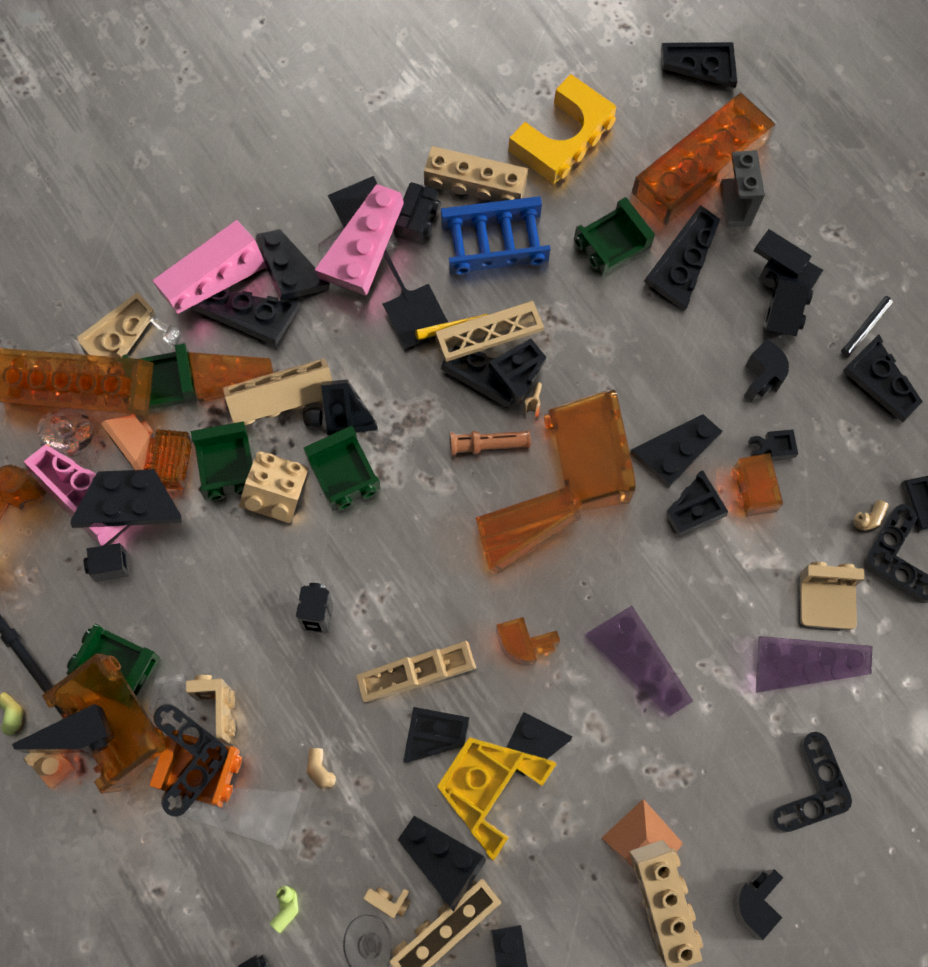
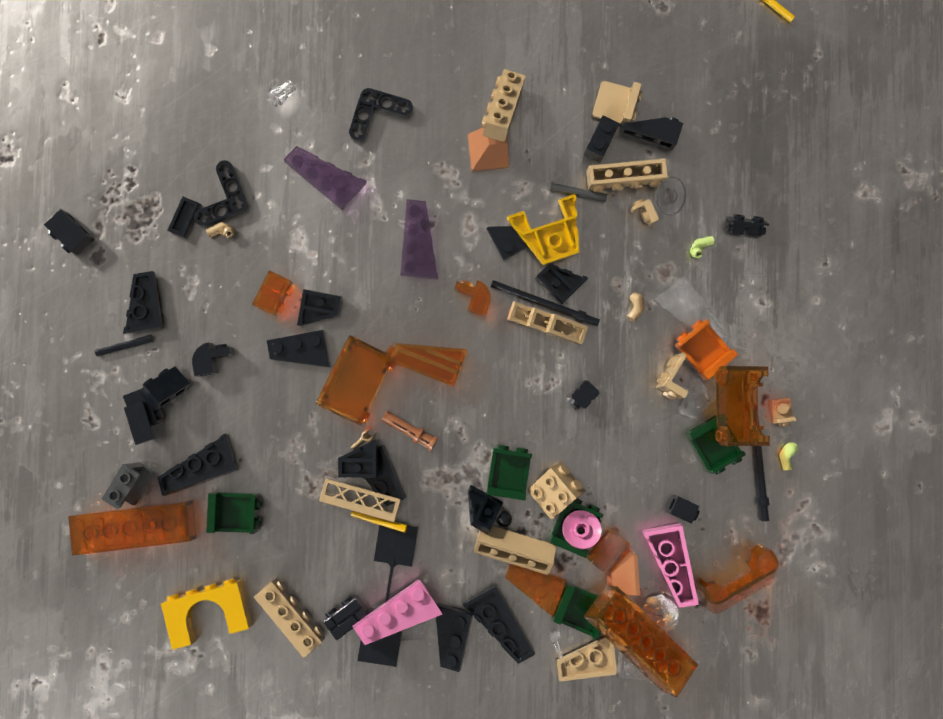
camera: 145 degrees left, 15 degrees up
(77, 733) = (763, 411): black slope -> none
(125, 500) = (652, 536): black wing -> none
(198, 751) = (700, 355): black beam -> none
(211, 268) = (506, 663): bright pink wedge -> none
(211, 445) = (585, 521): none -> bright pink dish
(382, 708) = (579, 315): none -> black bar
(442, 859) = (604, 210): black wing -> none
(489, 213) = (308, 585): blue fence -> none
(504, 862) = (578, 192): none -> dark grey bar
(702, 60) = (74, 601): black wing -> none
(751, 907) = (455, 80): black brick -> none
(777, 443) = (241, 309): black plate -> none
(829, 595) = (284, 202): tan bracket -> none

